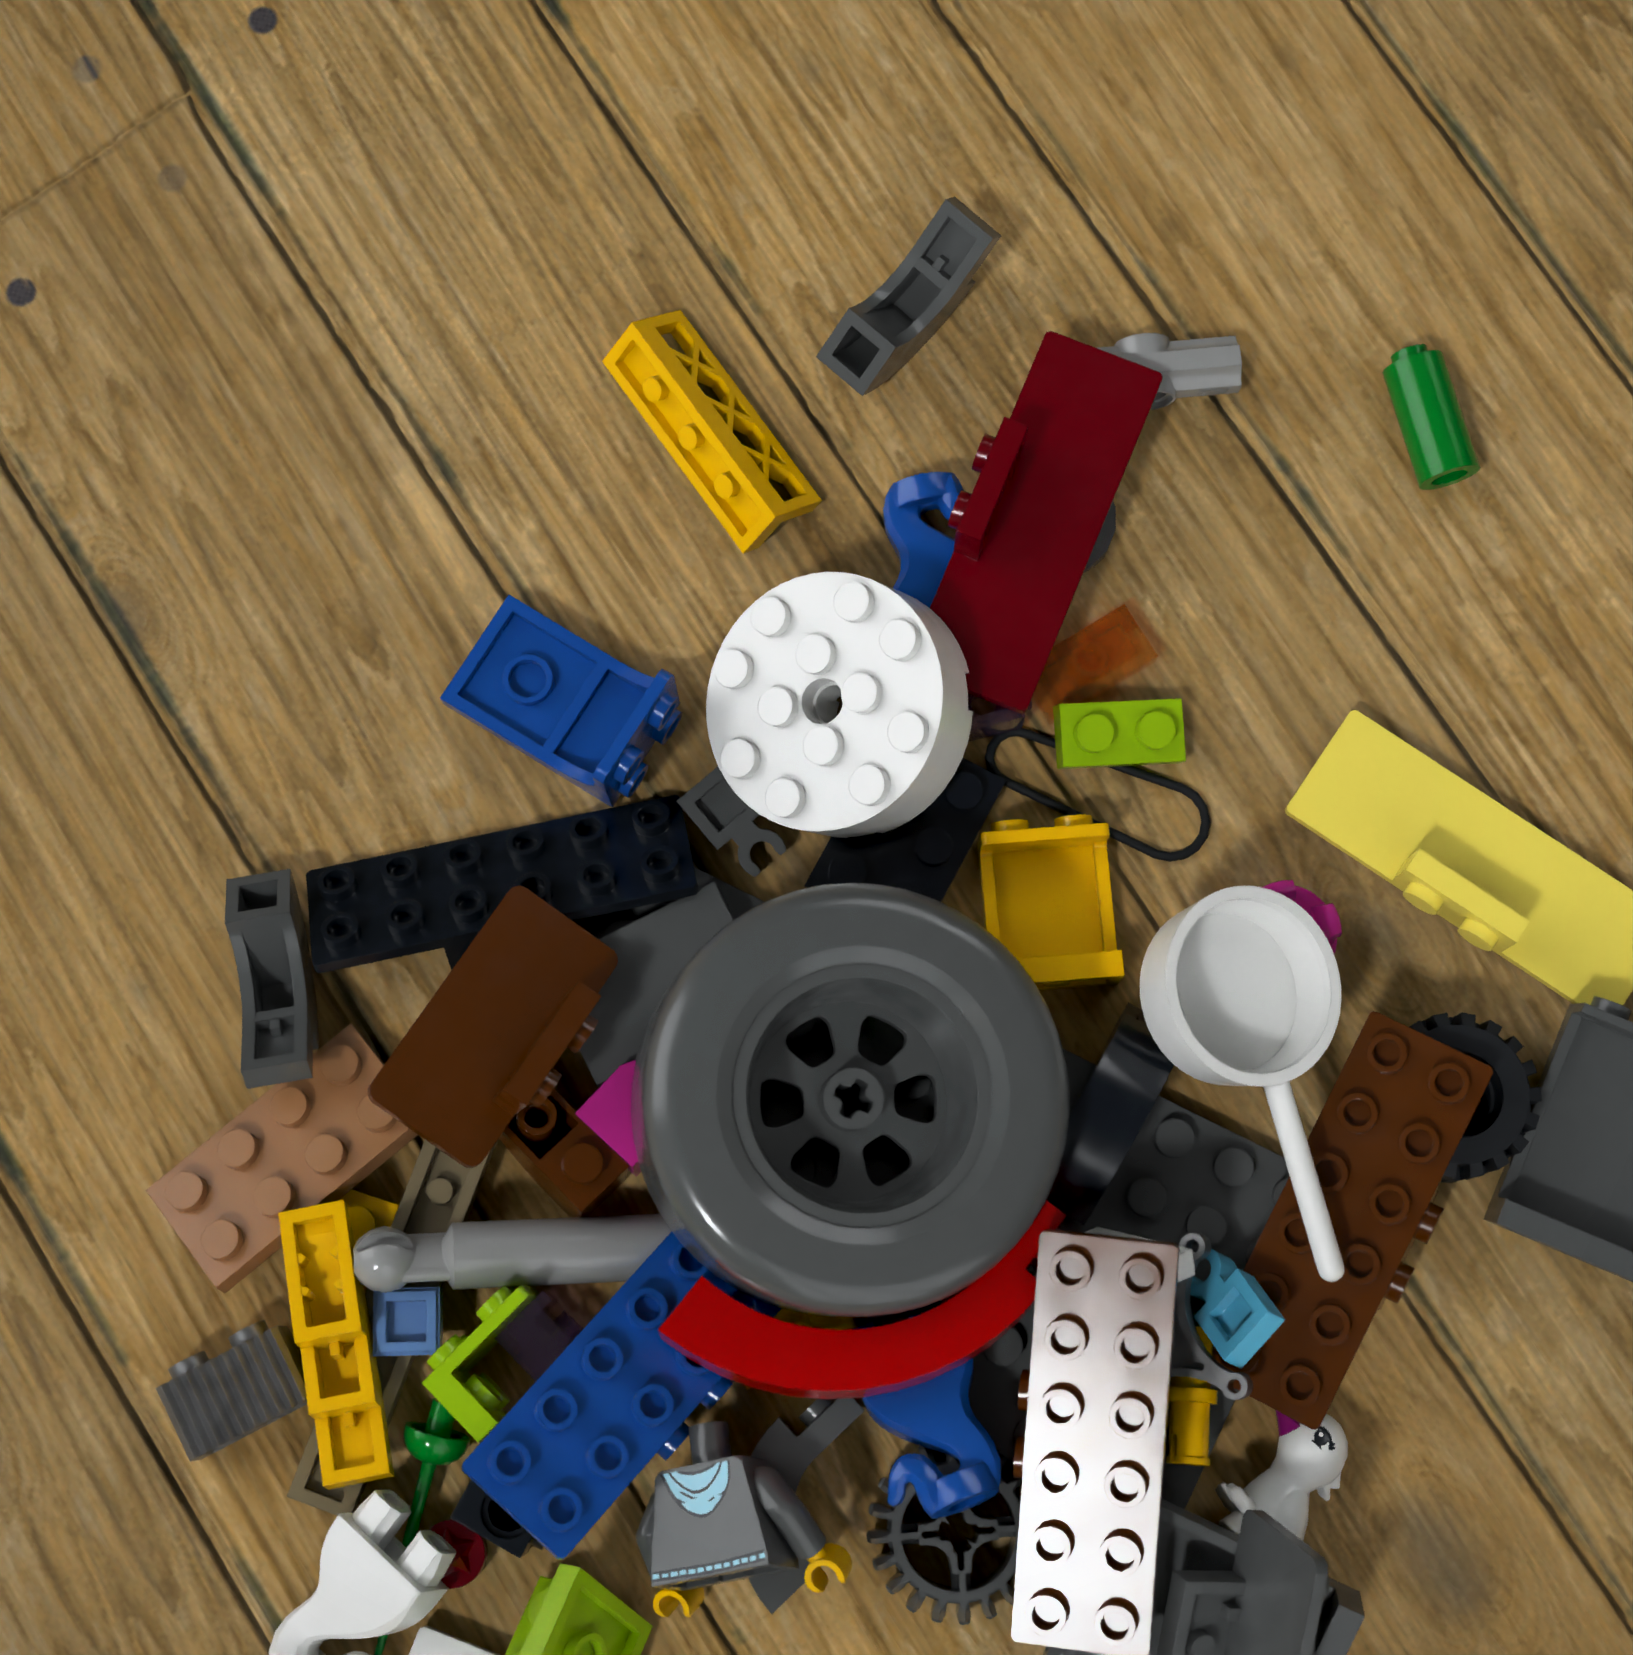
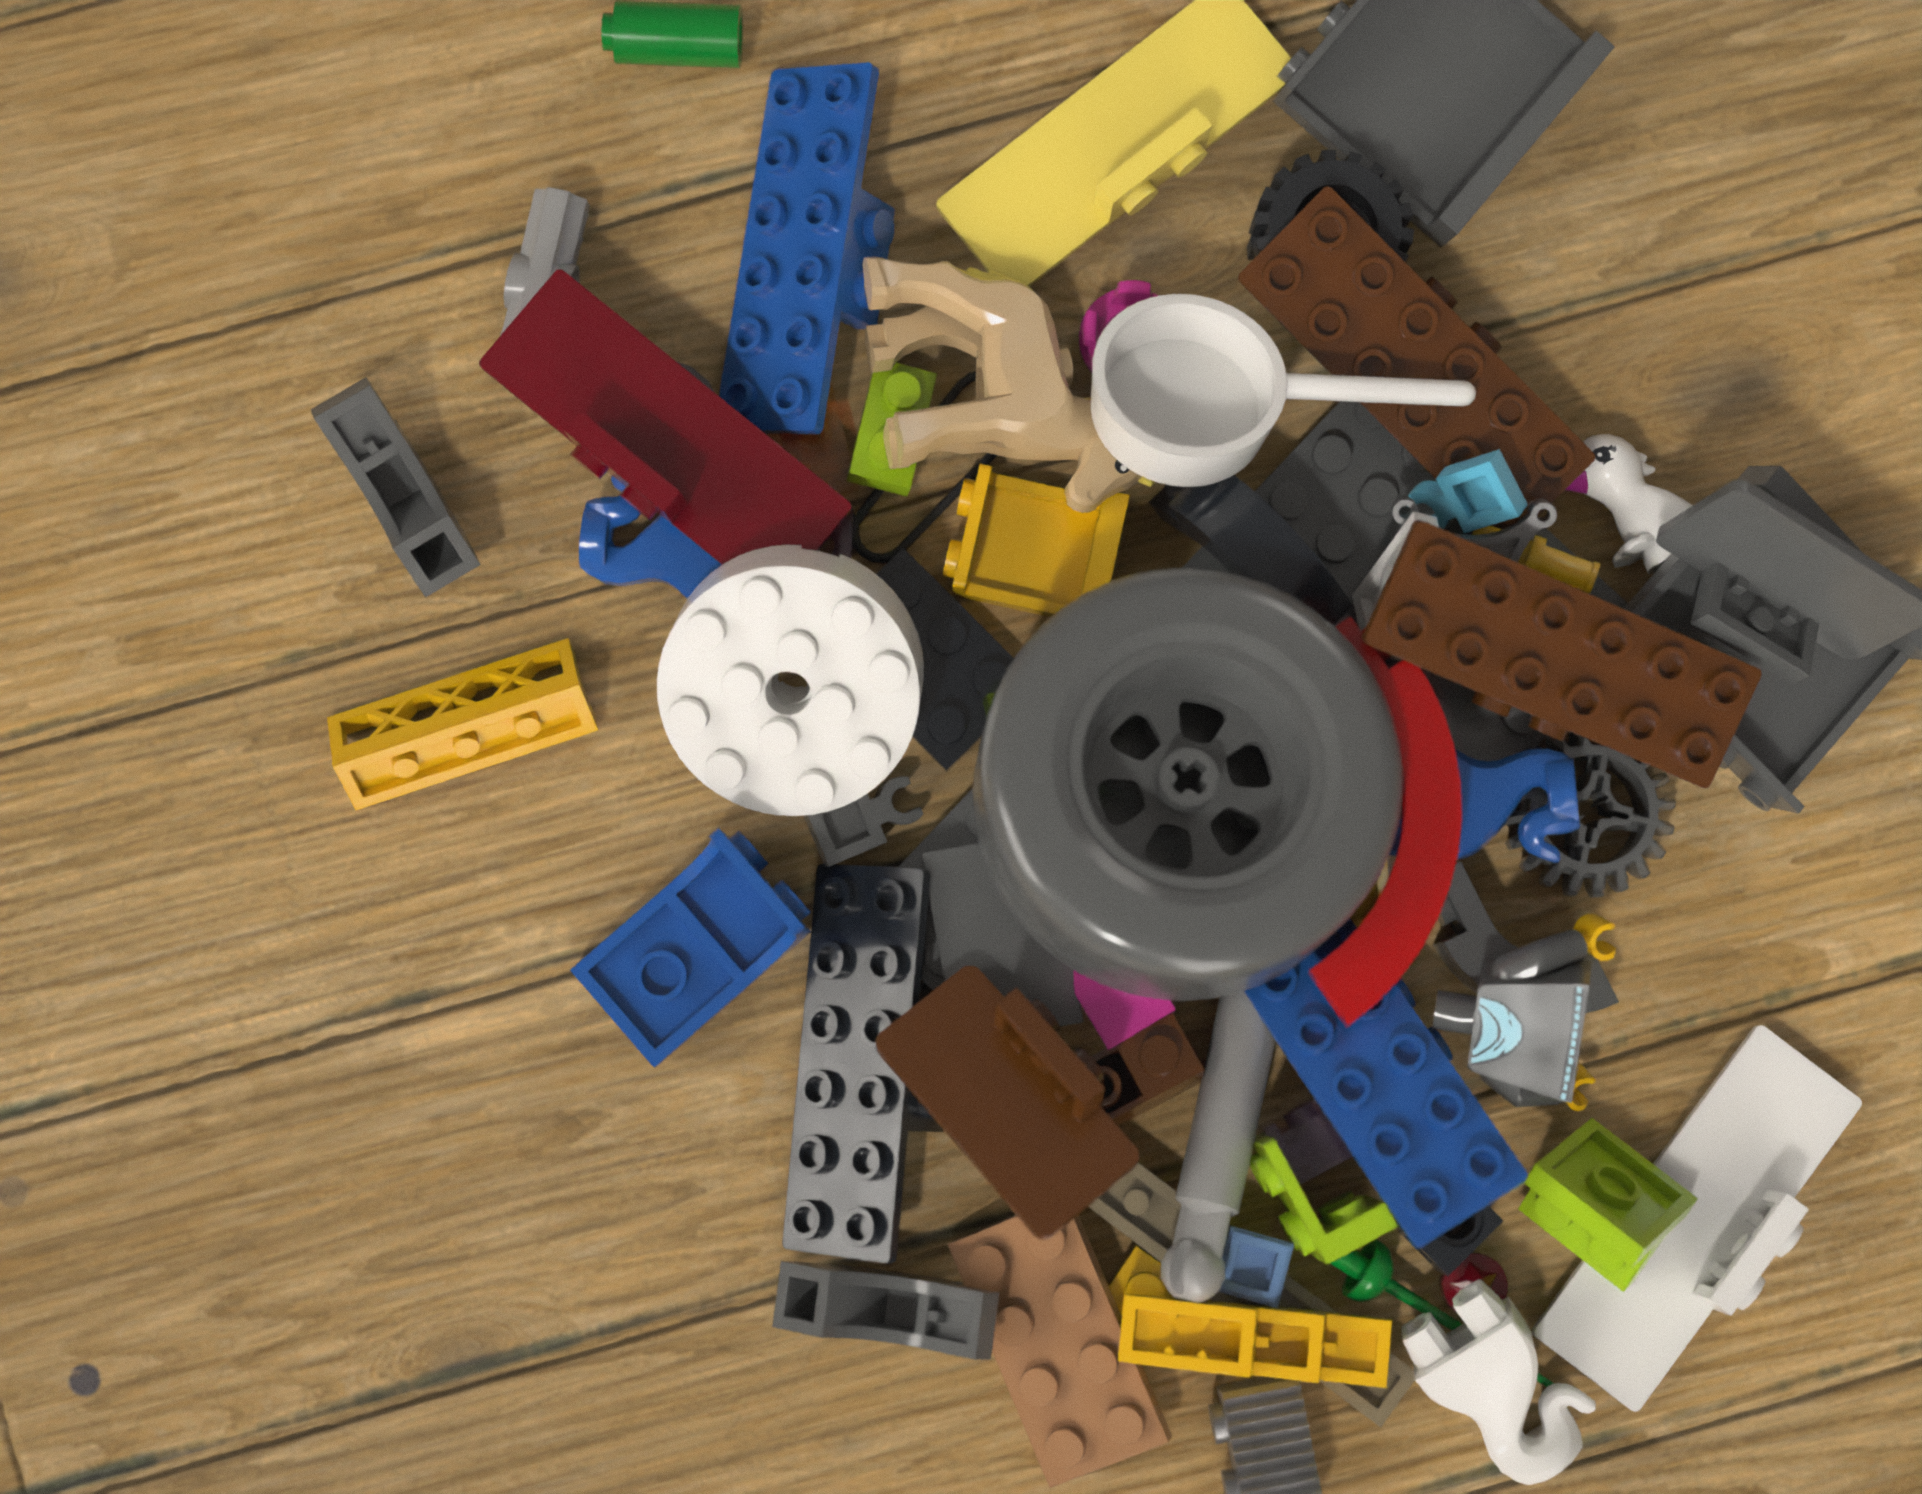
camera: 75 degrees left, 5 degrees up
(1208, 835) = (1020, 375): none -> tan animal
(1264, 606) = (804, 247): none -> blue bracket

